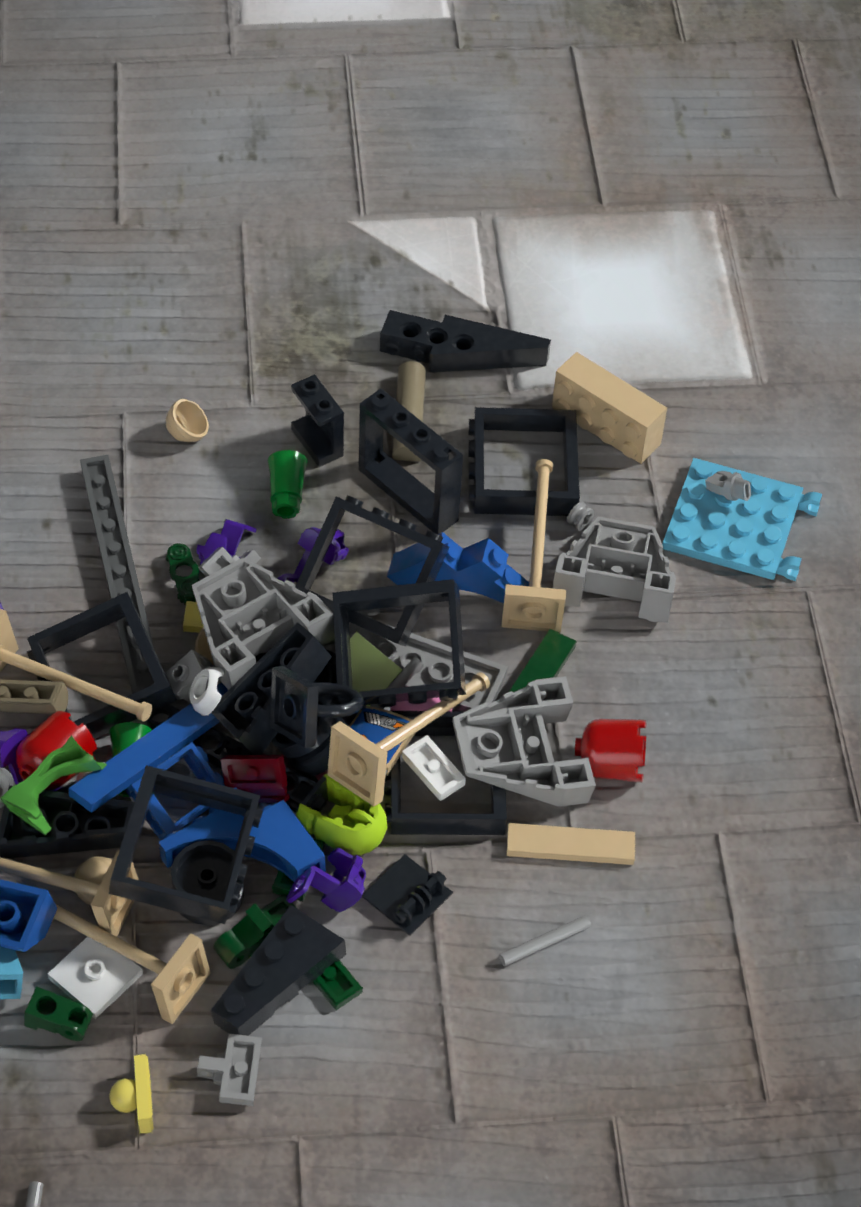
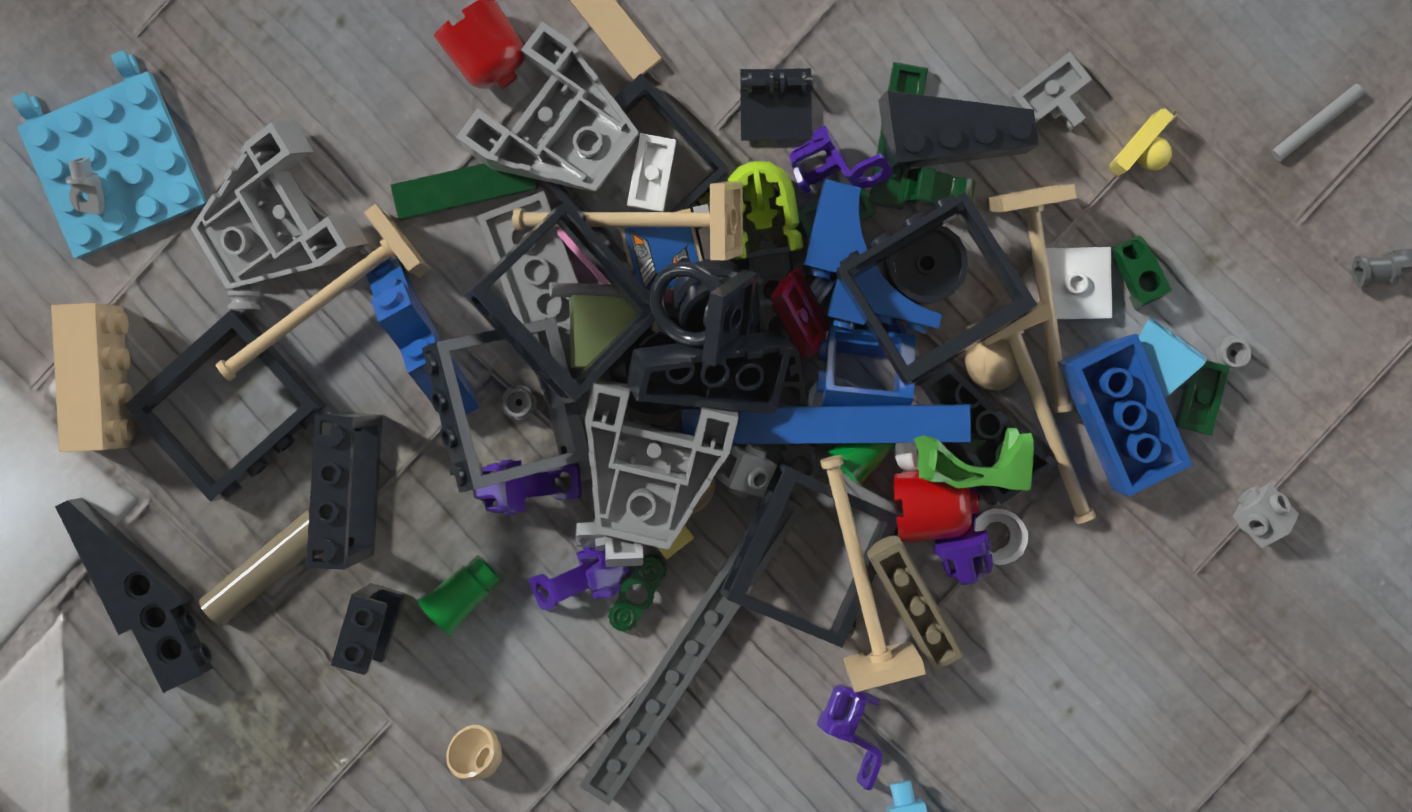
camera: 130 degrees left, 35 degrees up
(206, 701) = (746, 434): white piece -> none

